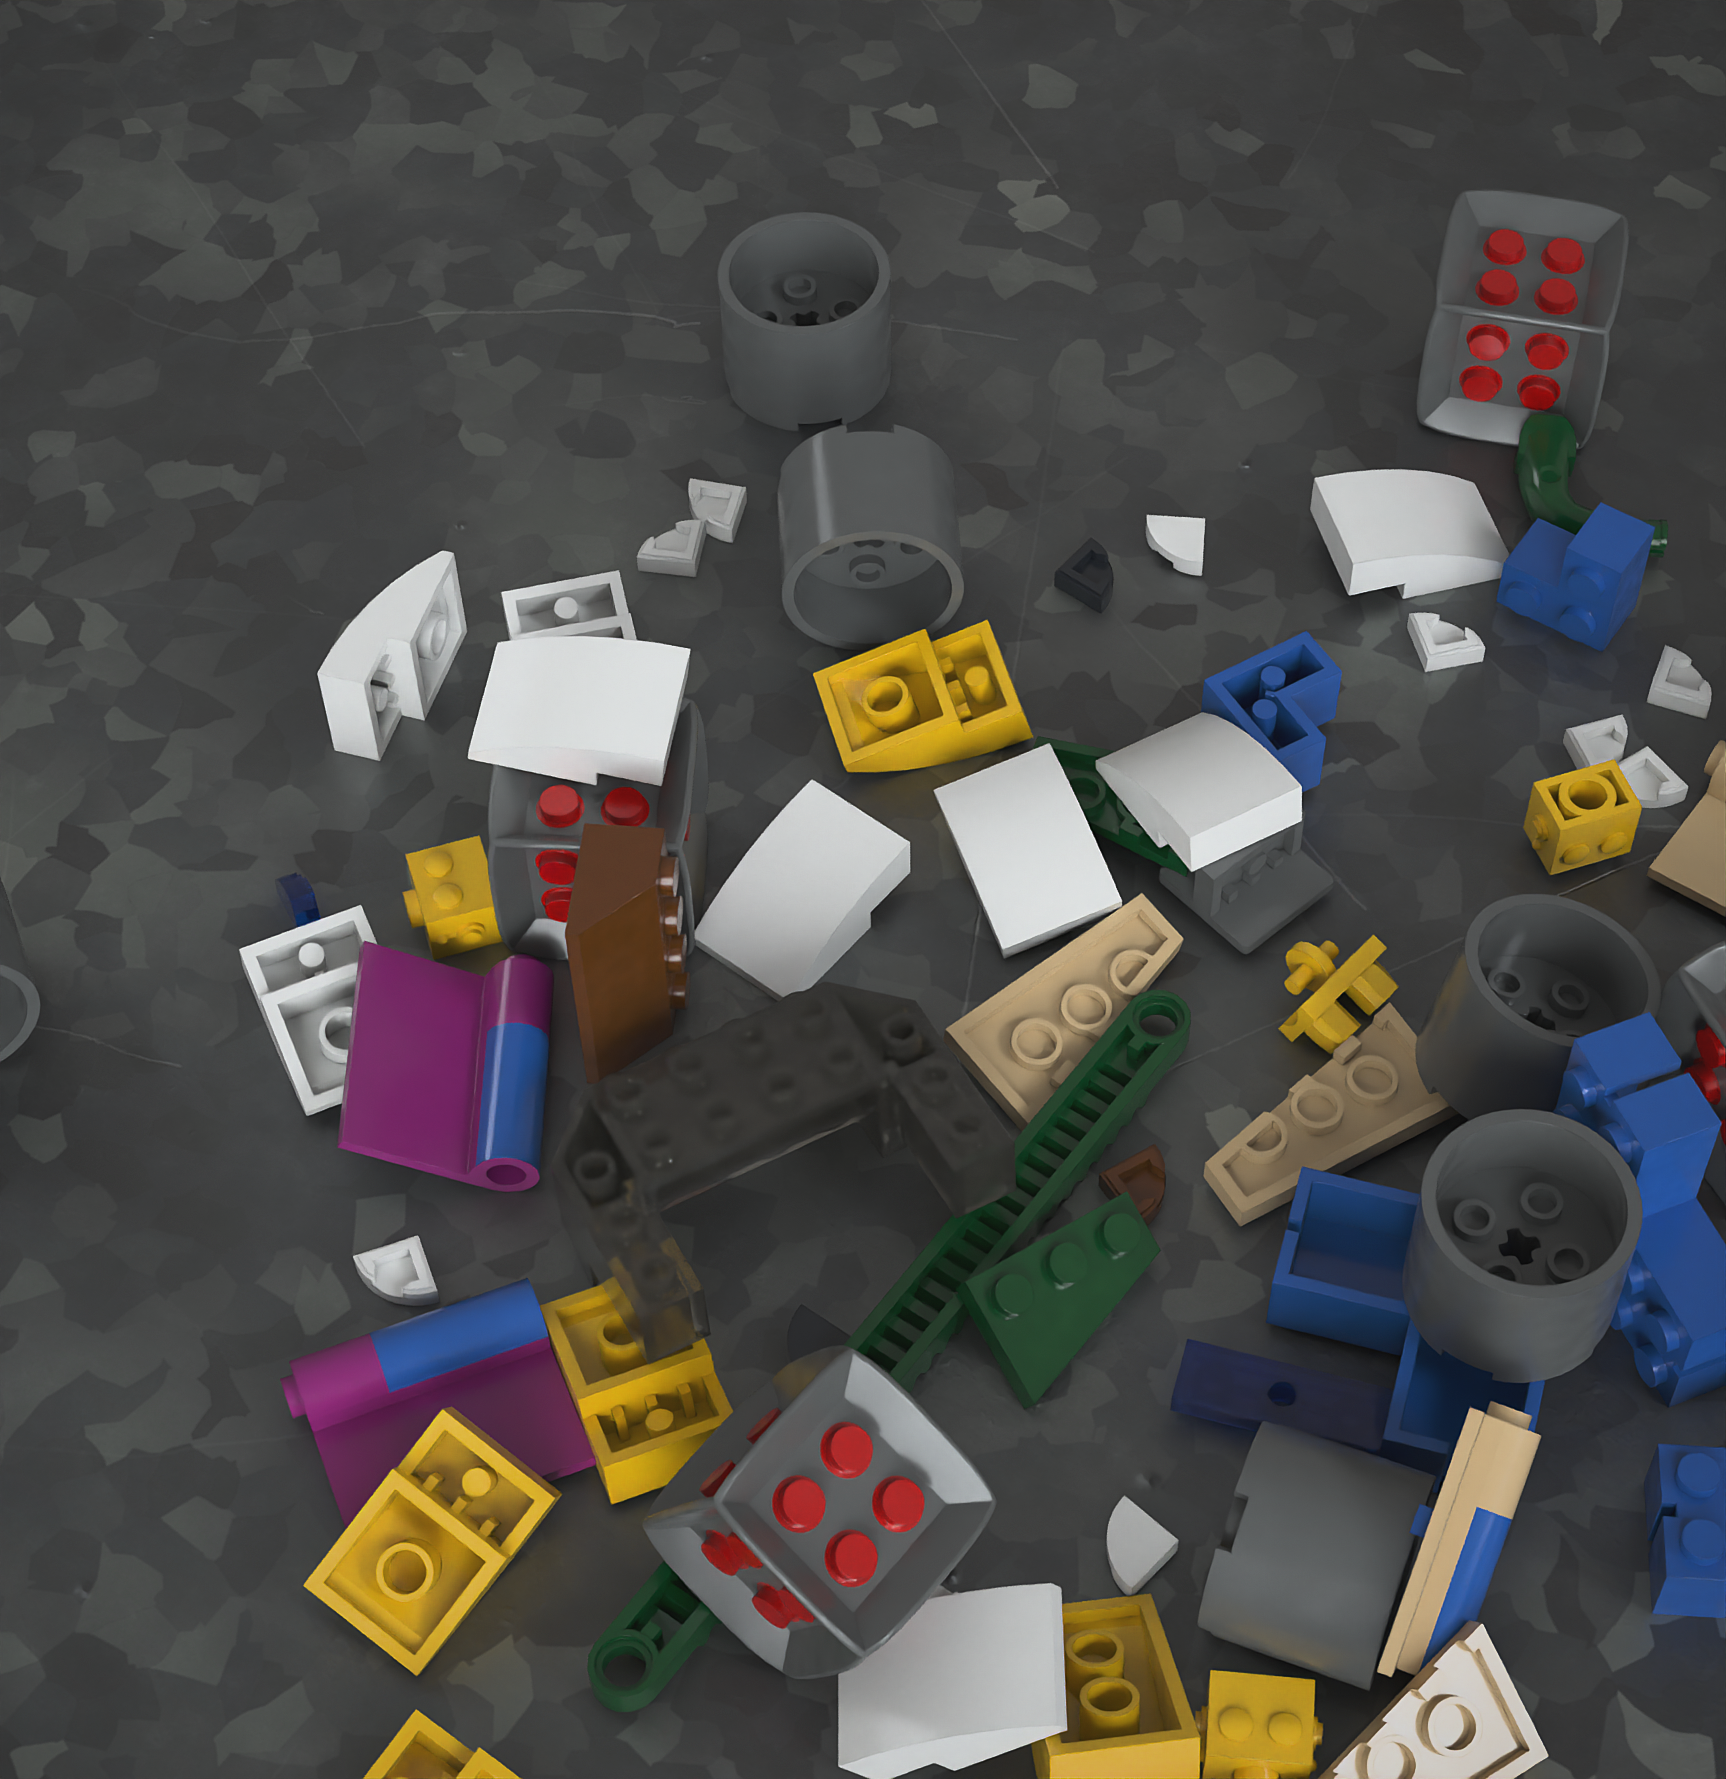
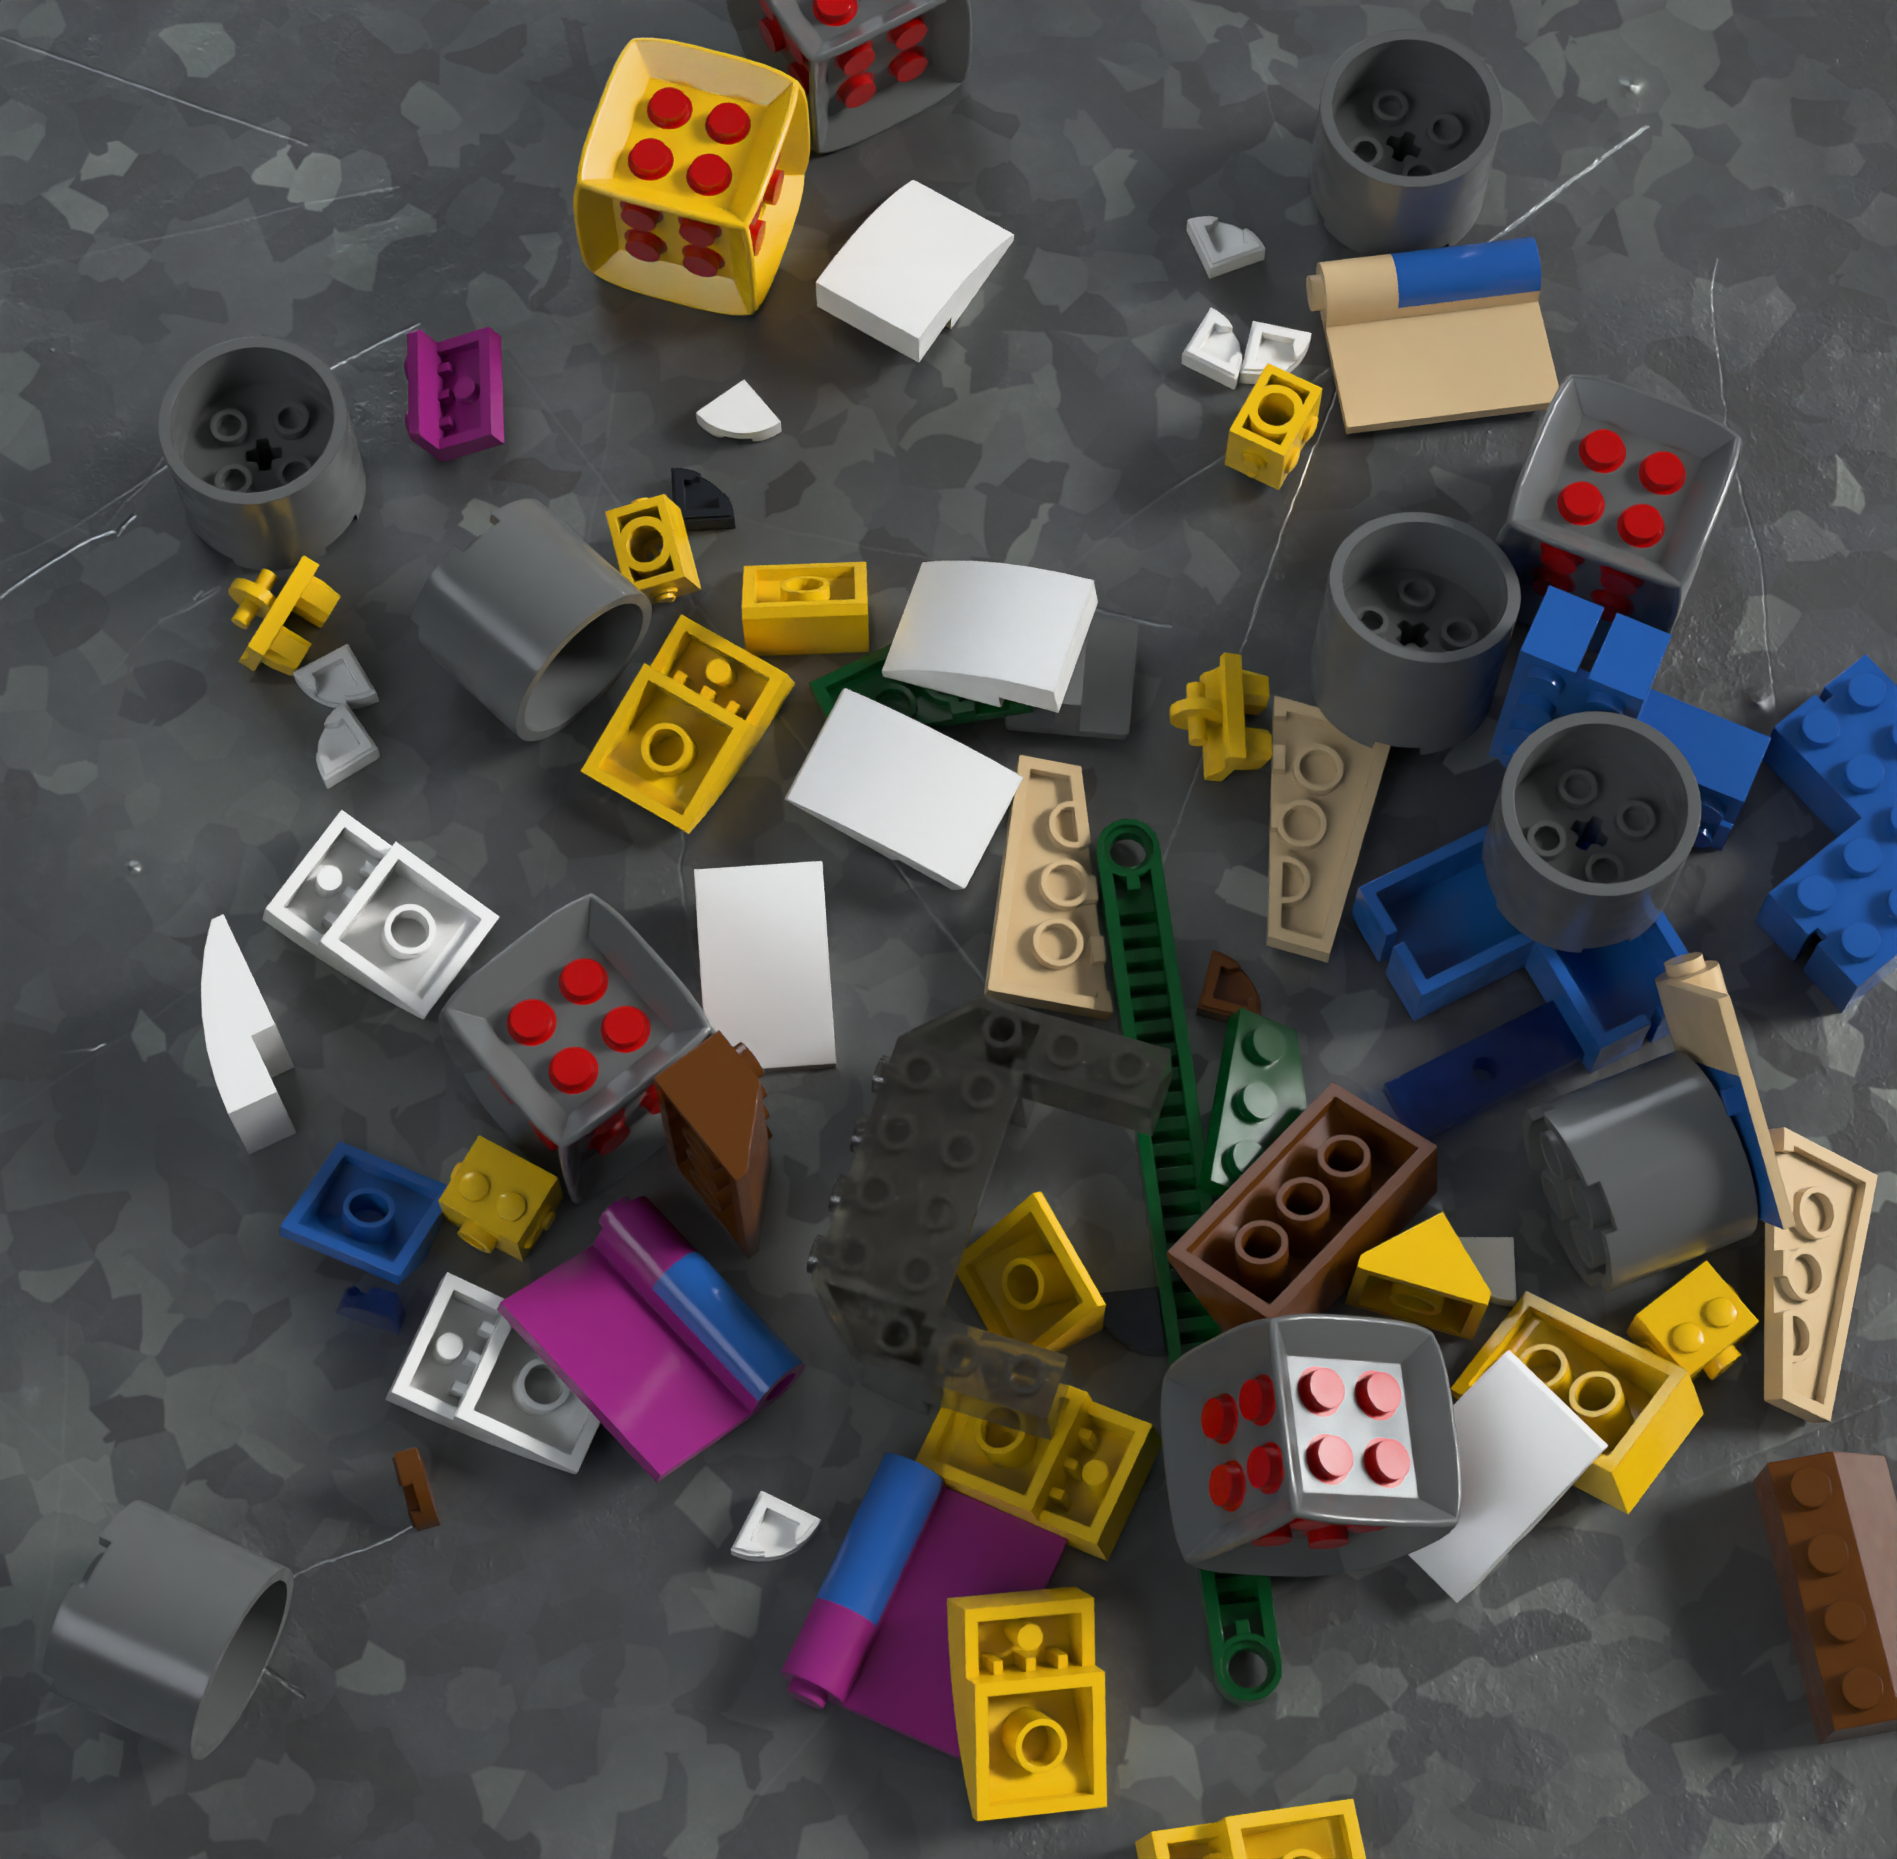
camera: 45 degrees left, 15 degrees up
(199, 1034) = (417, 1489): none -> reddish brown tile
(356, 838) = (368, 1214): none -> blue slope
(581, 707) = (529, 977): white slope -> none
(719, 428) = (272, 641): none -> yellow hips
(764, 1257) = (1031, 1280): none -> yellow slope
(984, 385) = (455, 393): none -> magenta bracket
(1013, 569) = (639, 534): none -> yellow head
(1025, 1370) = (1307, 1212): none -> reddish brown slope
(1056, 1488) = (1422, 1280): none -> yellow slope
(1087, 691) = (805, 608): none -> yellow slope
(1281, 702) = (962, 511): blue brick -> none
(1289, 348) = (692, 176): none -> yellow piece
(1442, 643) = (1020, 346): white tile -> none
(1543, 466) = (956, 121): dark green piece -> none
(1582, 580) = (1083, 215): blue brick -> none

